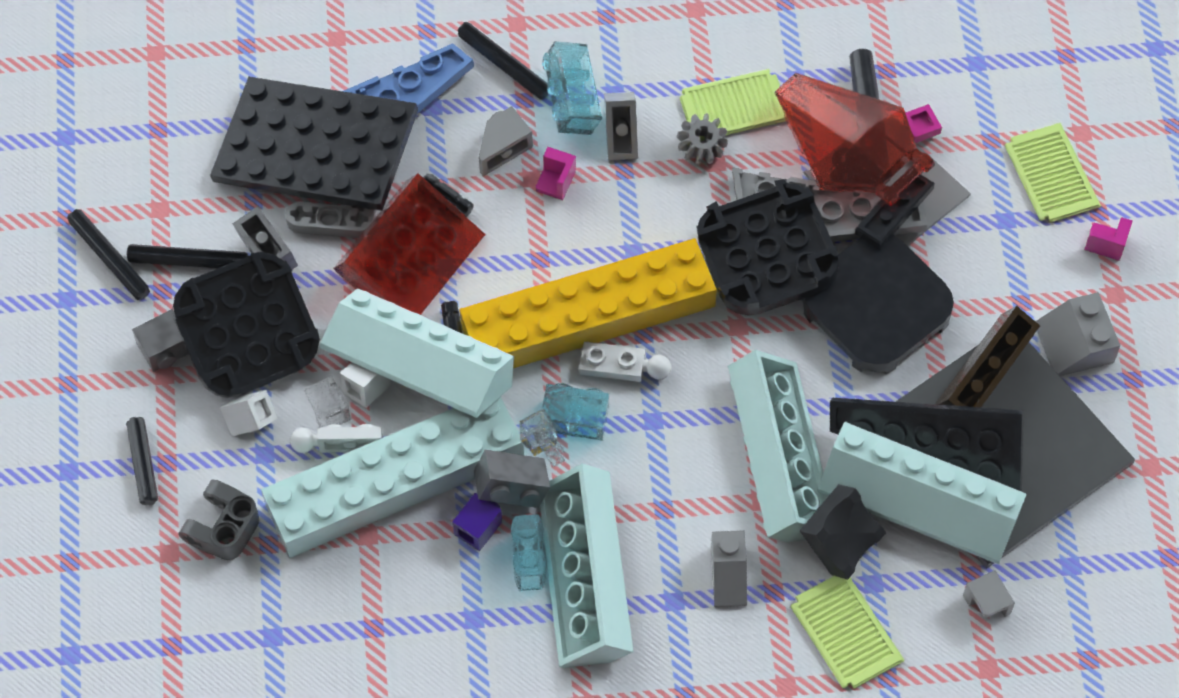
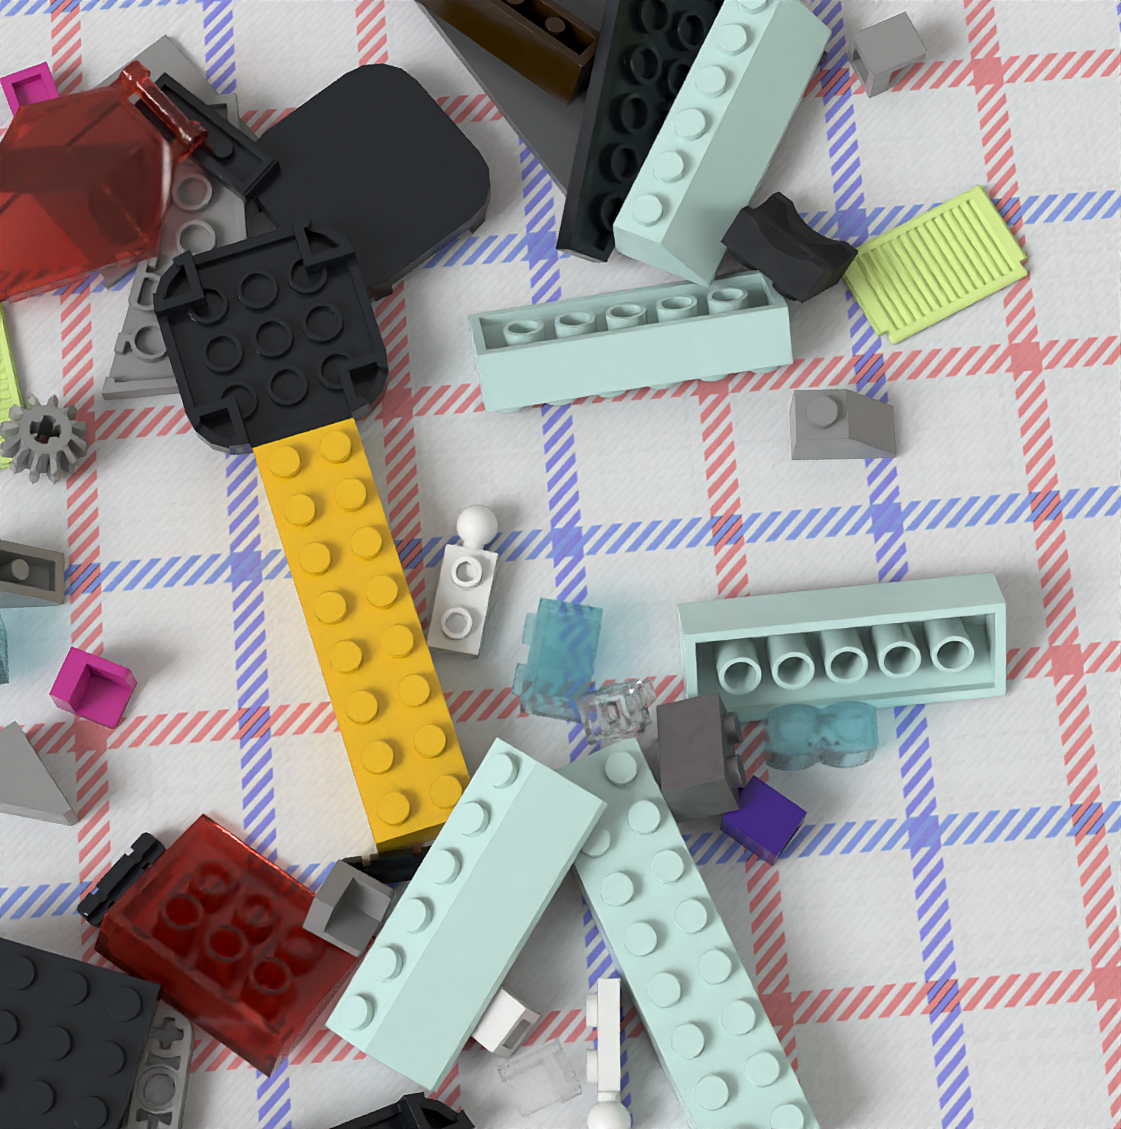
camera: 90 degrees left, 10 degrees up
(427, 299) = (348, 908): none -> light grey panel

